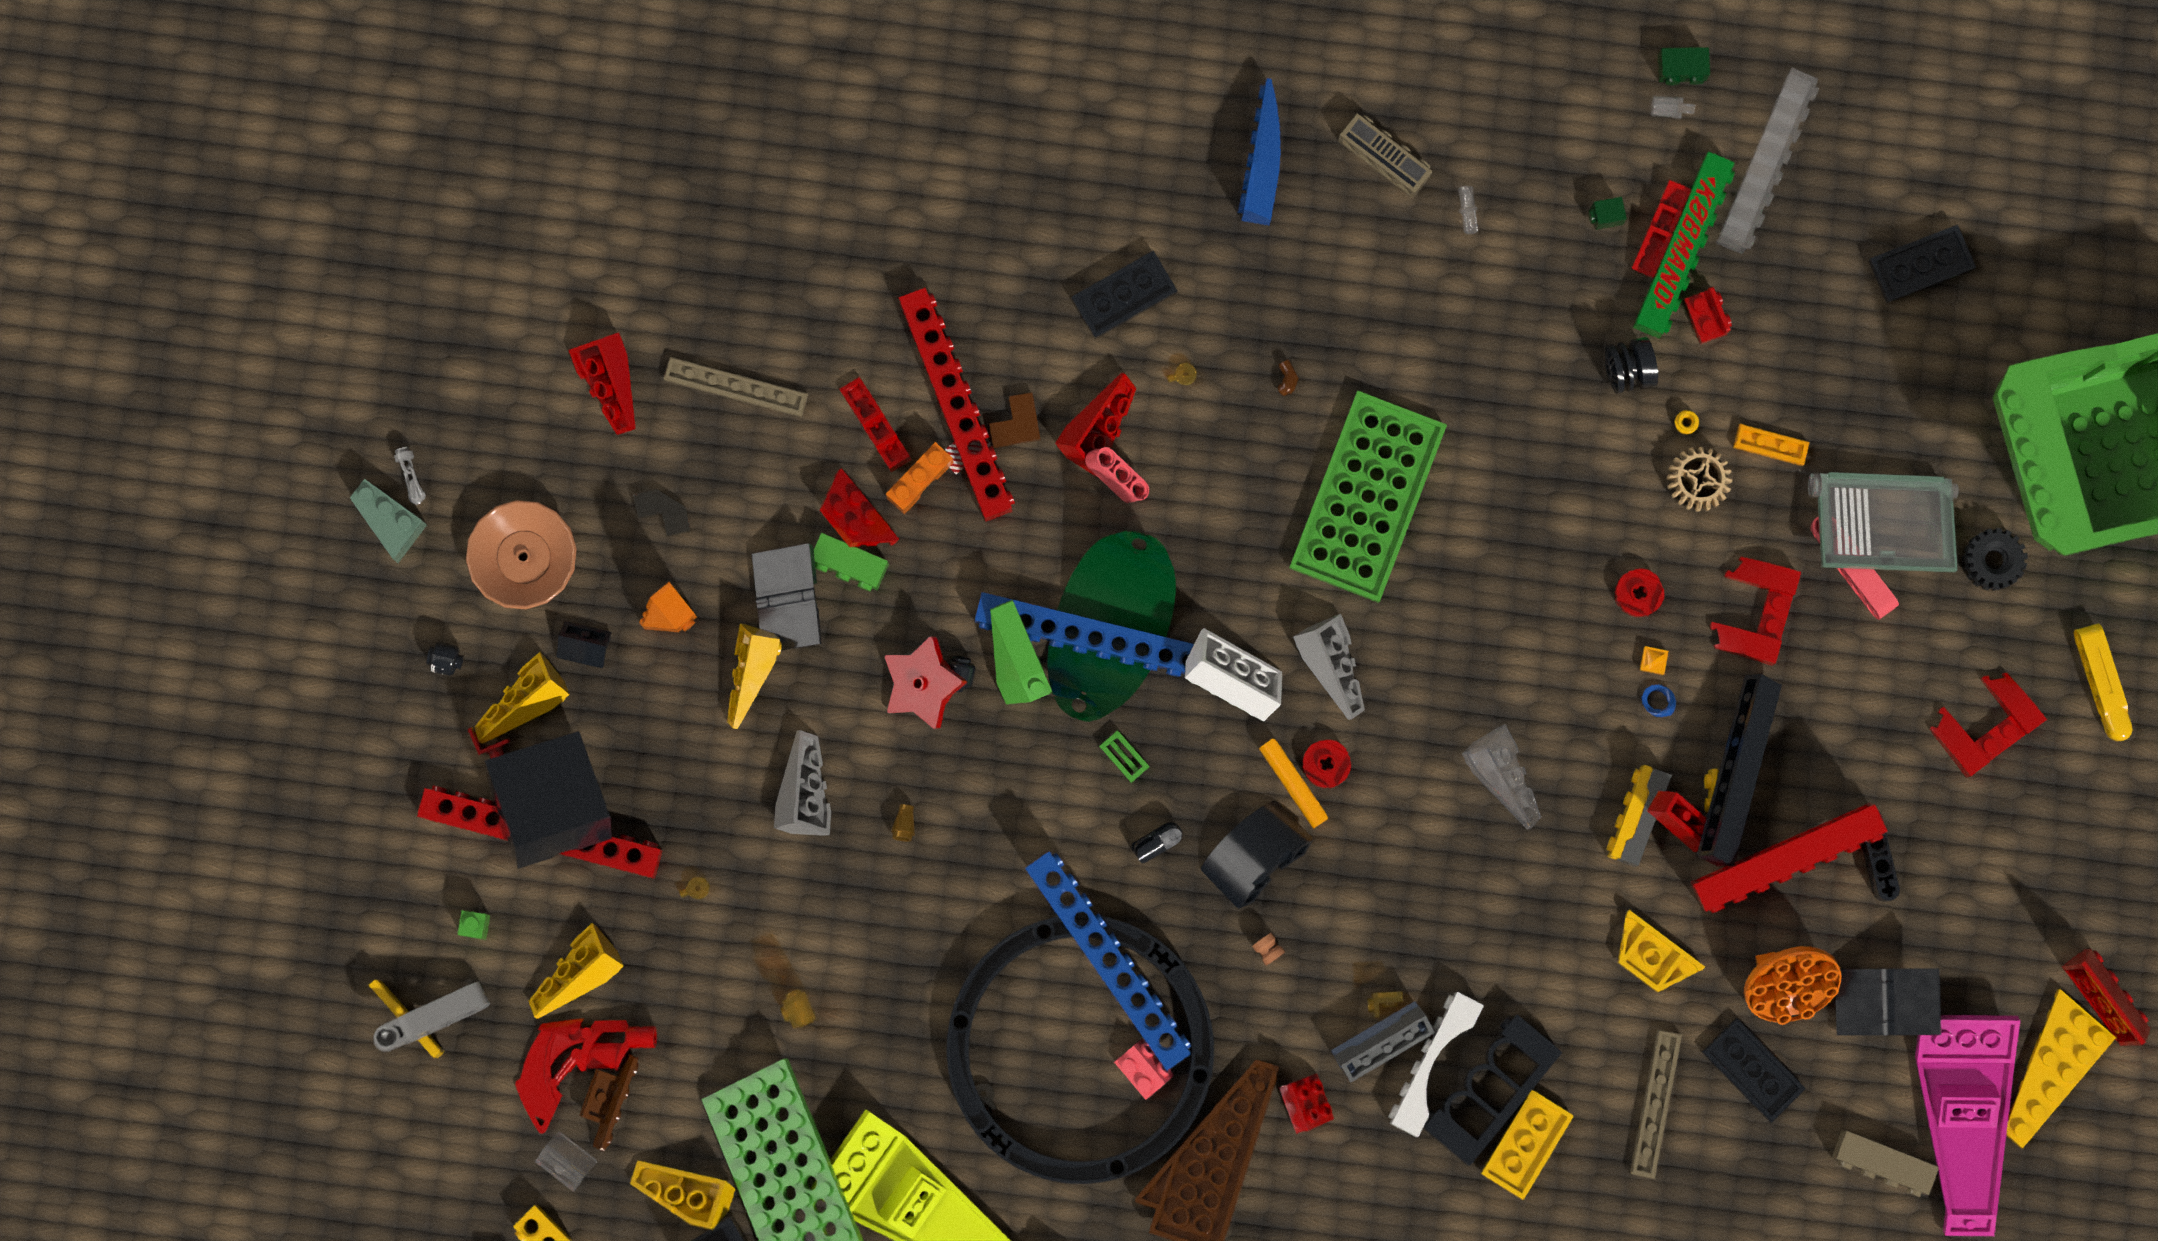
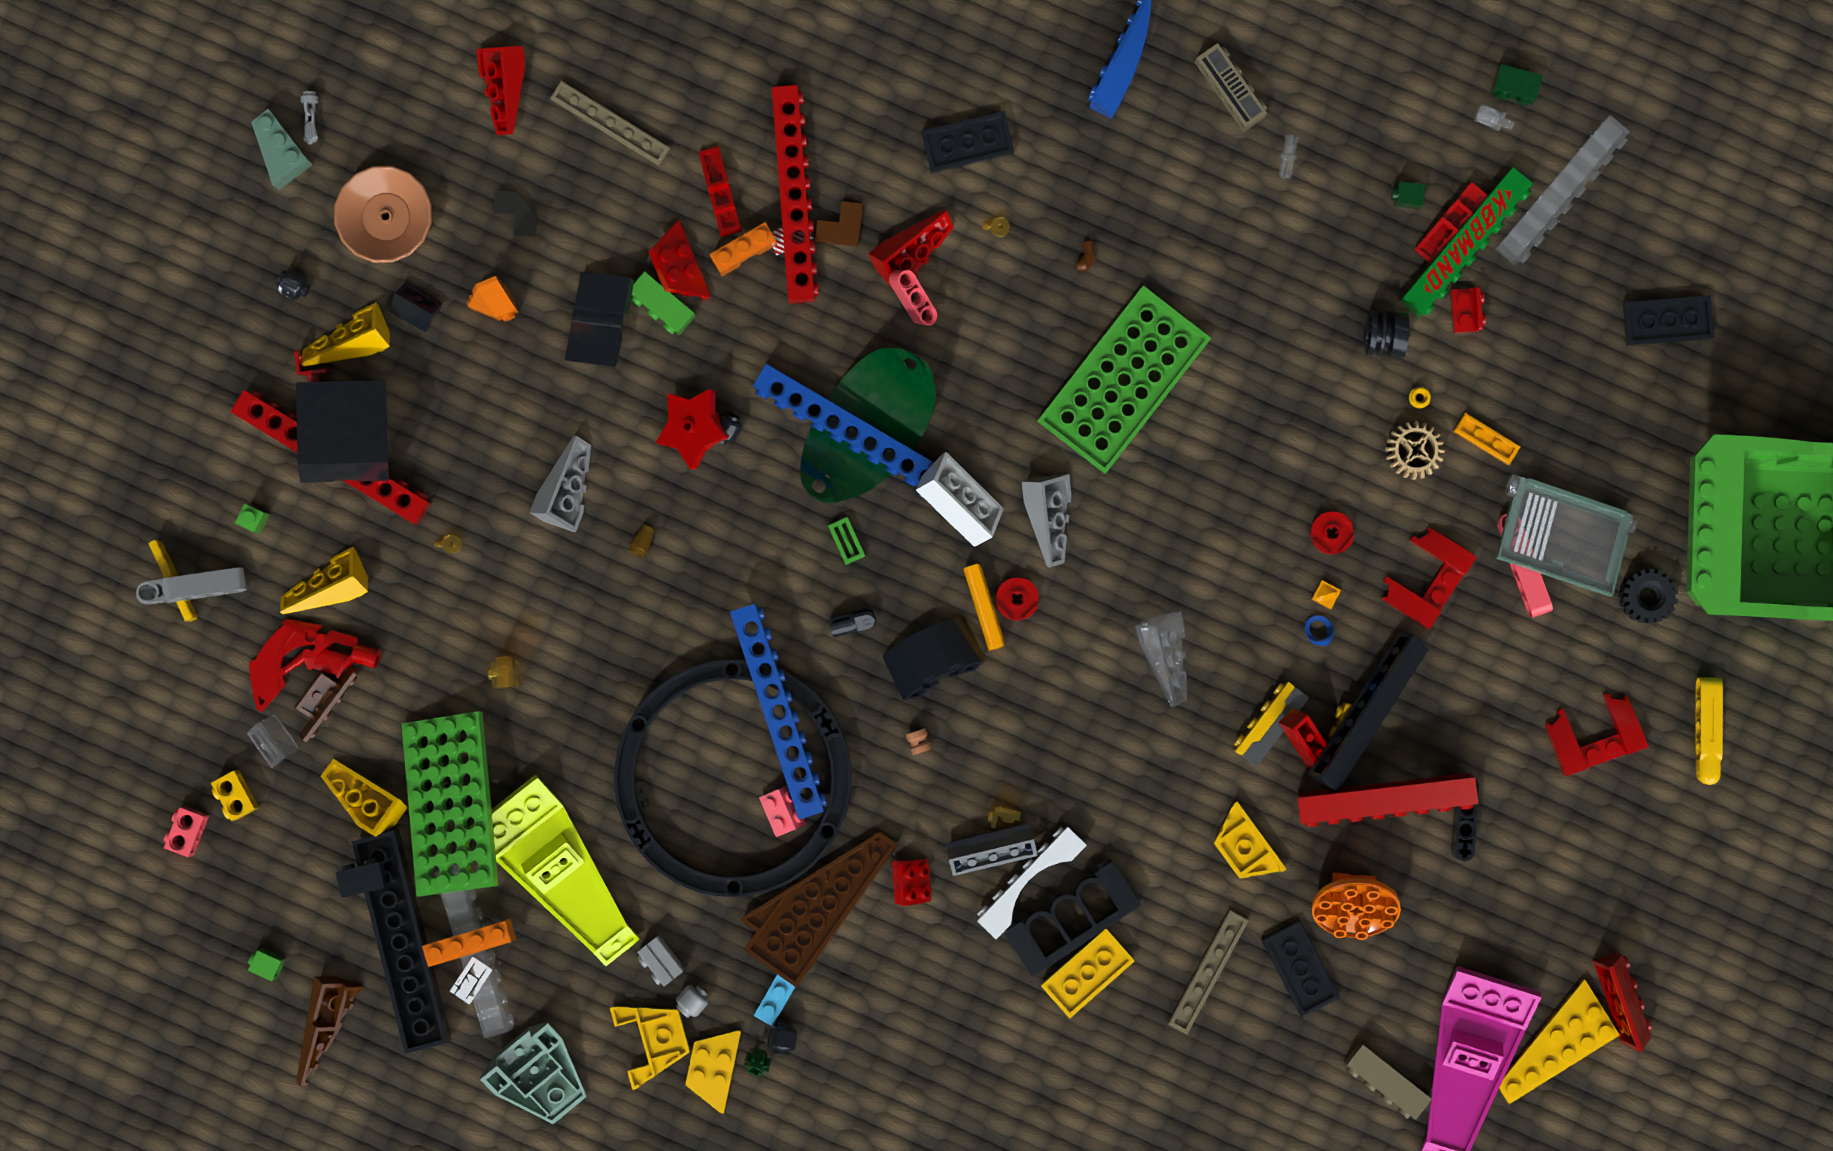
camera: 25 degrees right, 5 degrees up
(756, 657) = (558, 361): yellow wedge -> none
(1016, 661) = (778, 433): bright green wedge -> none
(1889, 1002) = (1434, 947): black piece -> none

